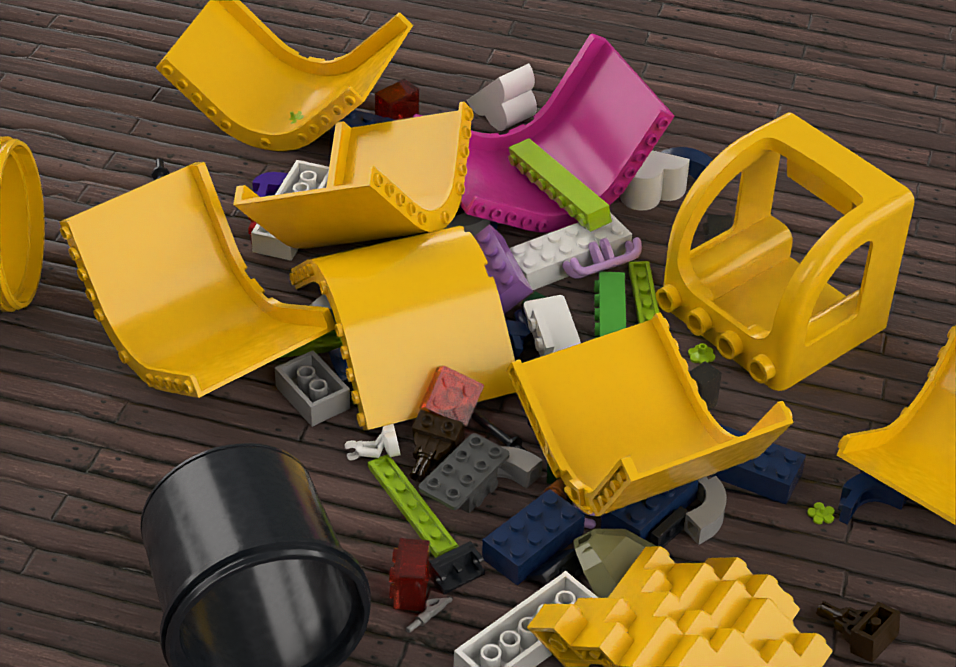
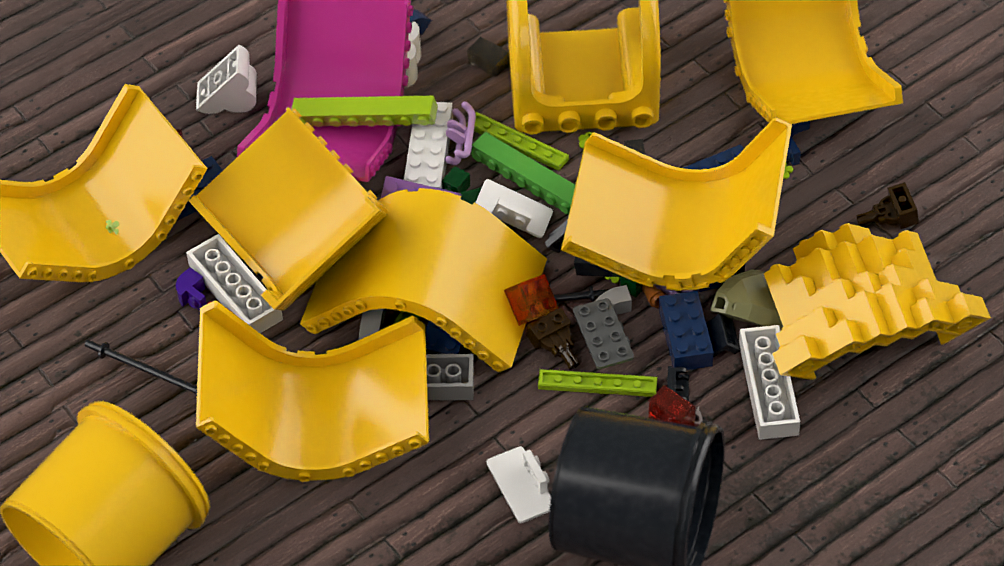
camera: 50 degrees left, 10 degrees up
(374, 448) = (530, 359): white piece -> none
(549, 284) = (456, 180): none -> dark green brick

